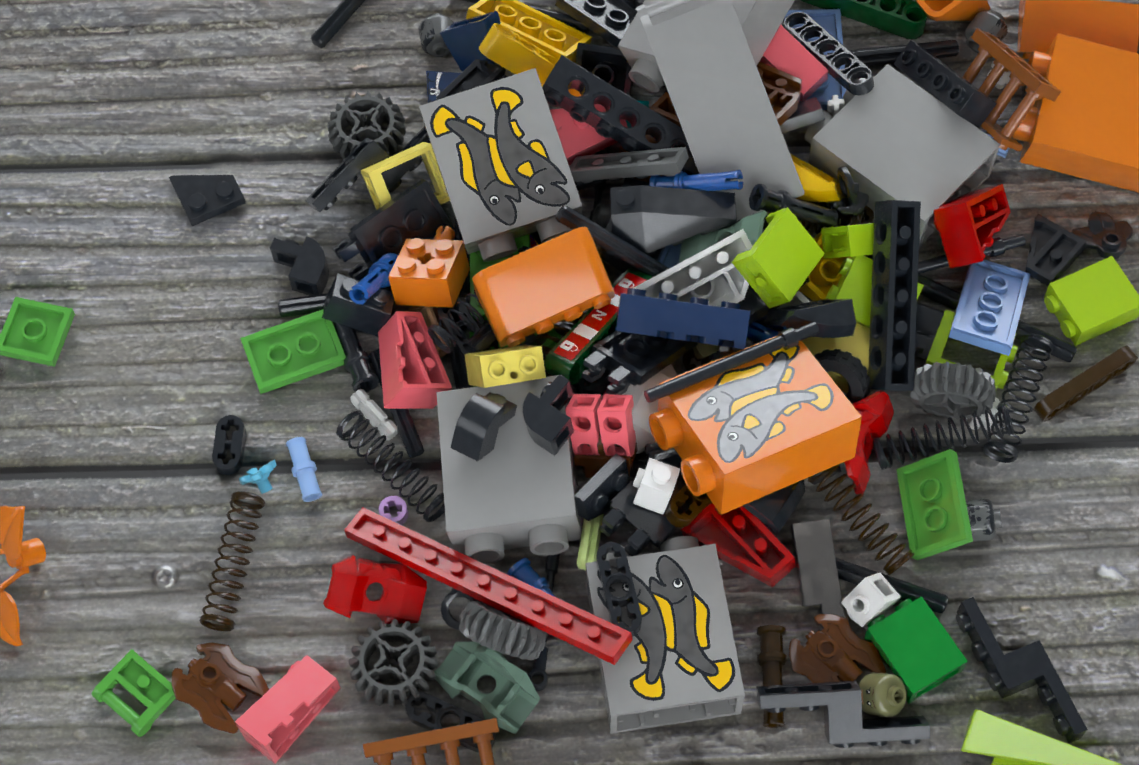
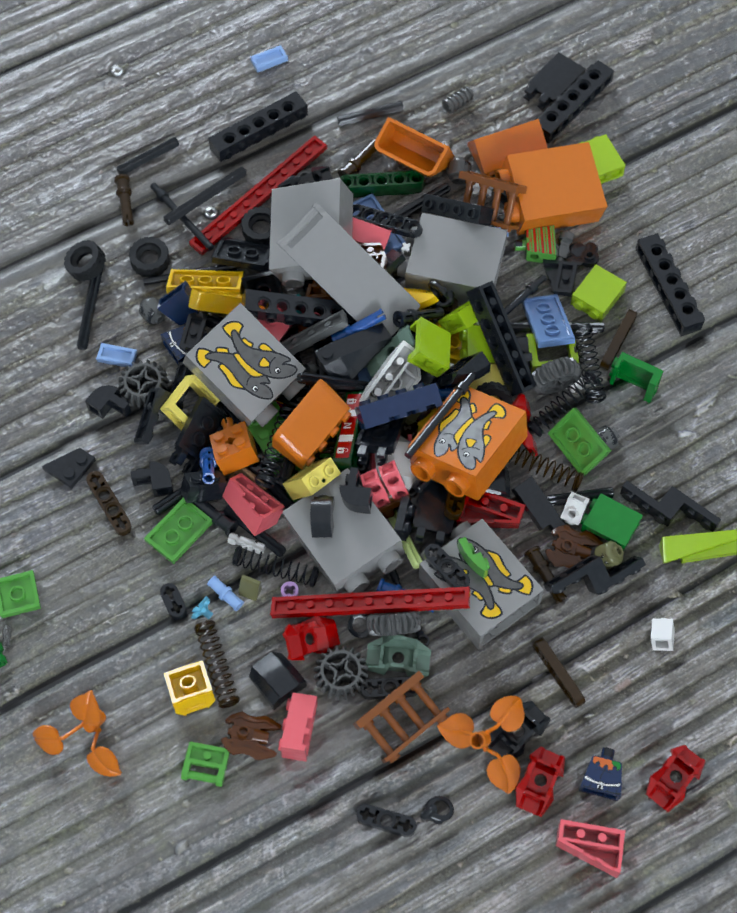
camera: 30 degrees left, 0 degrees up
(175, 575) = (189, 688): none -> yellow slope
(226, 268) = (110, 502): none -> dark brown beam
(301, 625) = (276, 678): none -> black slope
(304, 125) = (105, 399): none -> black brick
(341, 478) = (249, 587): none -> olive slope
(356, 74) = (116, 355): none -> light blue tile
(655, 485) = (433, 503): white brick -> none
(665, 599) = (475, 561): none -> bright green slope
(970, 222) = (514, 281): red wedge -> none
(1042, 188) = (538, 244): none -> bright green torso
(1075, 214) = (565, 240): none -> dark grey piece
(1082, 446) = (637, 373): none -> green panel

